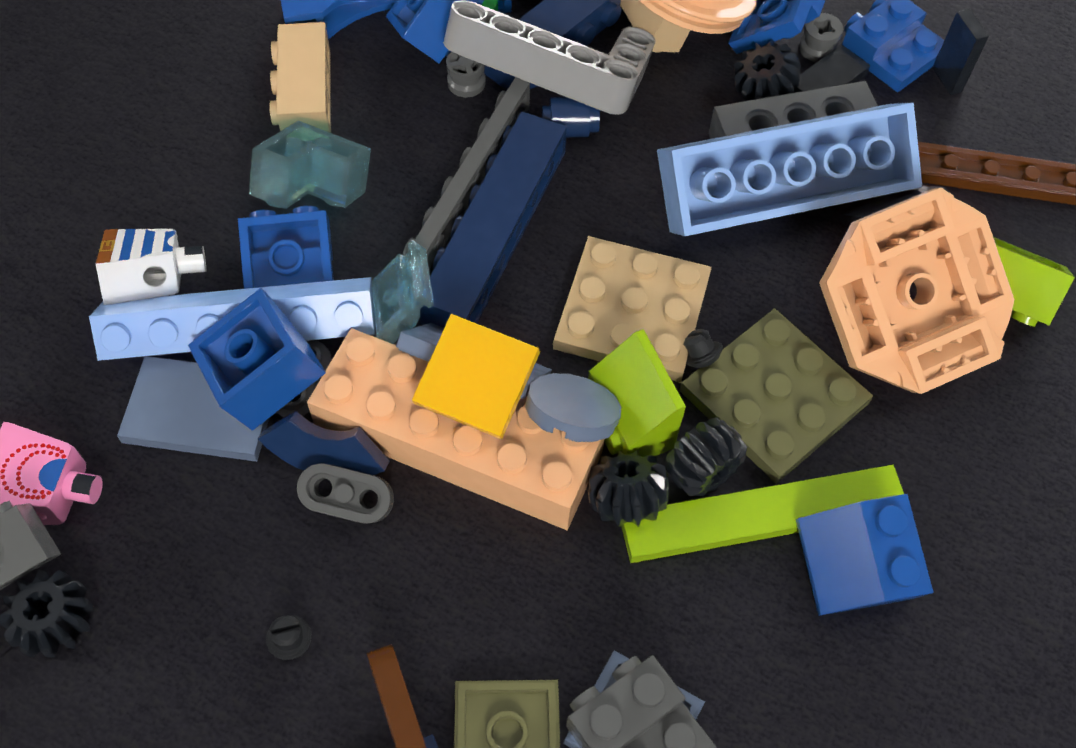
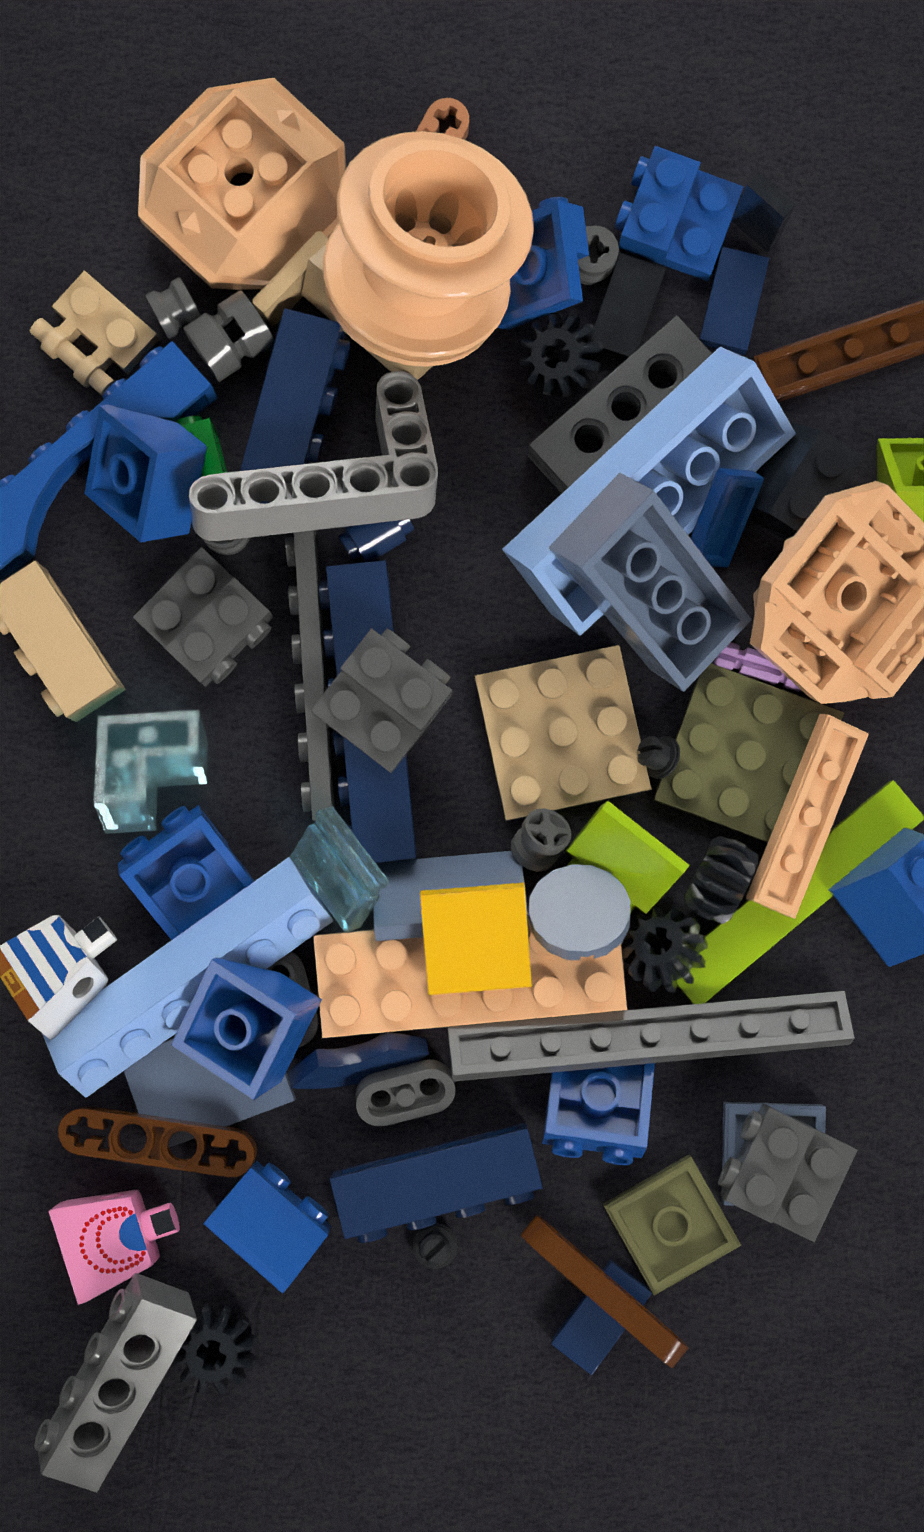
camera: 25 degrees left, 25 degrees up
(127, 423) = (157, 1147): none -> reddish brown beam
(164, 528) = (270, 1224): none -> blue slope
(324, 577) = (435, 1182): none -> dark blue brick
(416, 118) = (205, 618): none -> dark grey plate
(502, 584) = (600, 1112): none -> blue plate
(511, 199) = (383, 698): none -> dark grey plate
(575, 356) = (541, 839): none -> dark grey wheel
(582, 551) = (648, 1036): none -> plate
(761, 209) = (650, 581): none -> sand blue brick
(803, 449) = (807, 815): none -> light nougat tile
(816, 331) = (753, 665): none -> lavender axle
(830, 218) = (725, 514): none -> blue tile
(924, 93) = (733, 300): none -> dark blue tile

